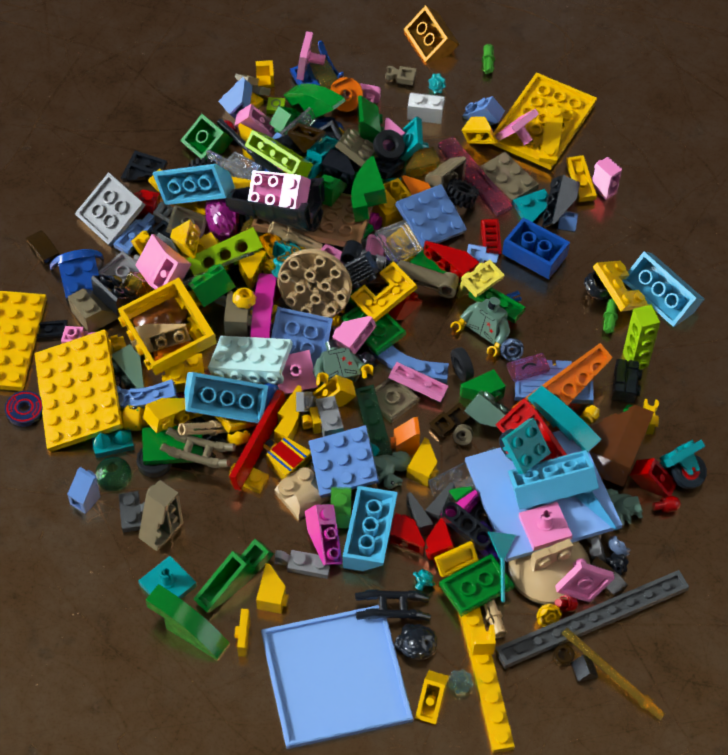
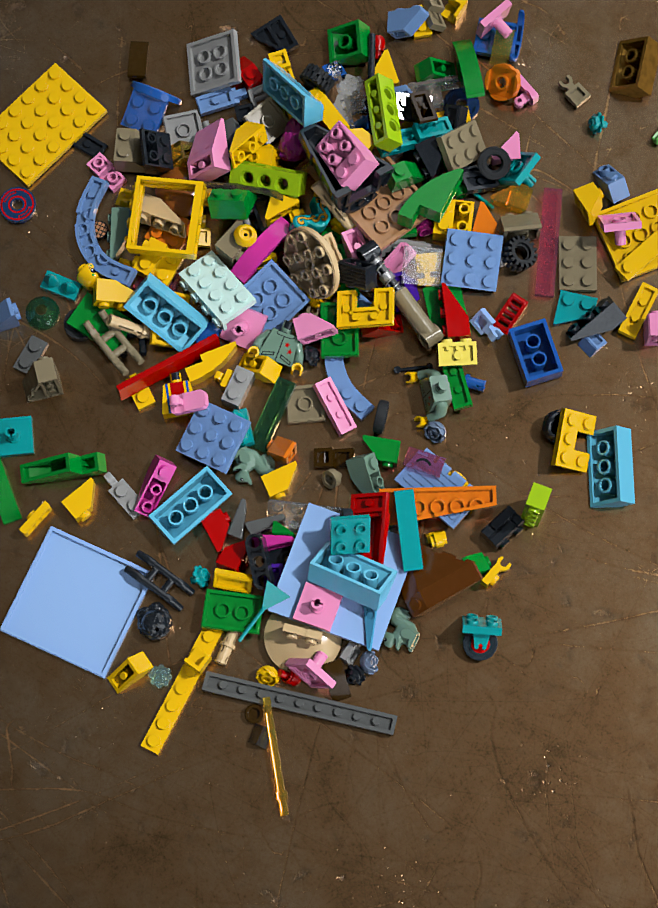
camera: 40 degrees right, 20 degrees up
(78, 390) = (66, 220): yellow plate -> none
(140, 241) = (218, 111): yellow tile -> none
(238, 438) = (156, 353): yellow plate -> none
(254, 119) = (403, 54): bright pink slope -> none
(273, 104) = (438, 47): lime tile -> none
(300, 492) = (166, 434): tan slope -> none
(301, 448) = (188, 402): none -> bright pink piece
(304, 401) = (227, 360): light grey plate -> none
(342, 505) = (185, 470): bright green plate -> none
(369, 119) = (500, 124): green slope -> none
(426, 107) = (567, 140): white slope -> none
(441, 329) = (397, 370): none -> black hinge
(610, 316) = (542, 462): bright green axle -> none
(653, 477) = (447, 627): red slope -> none
(667, 504) = (440, 656): red cylinder -> none

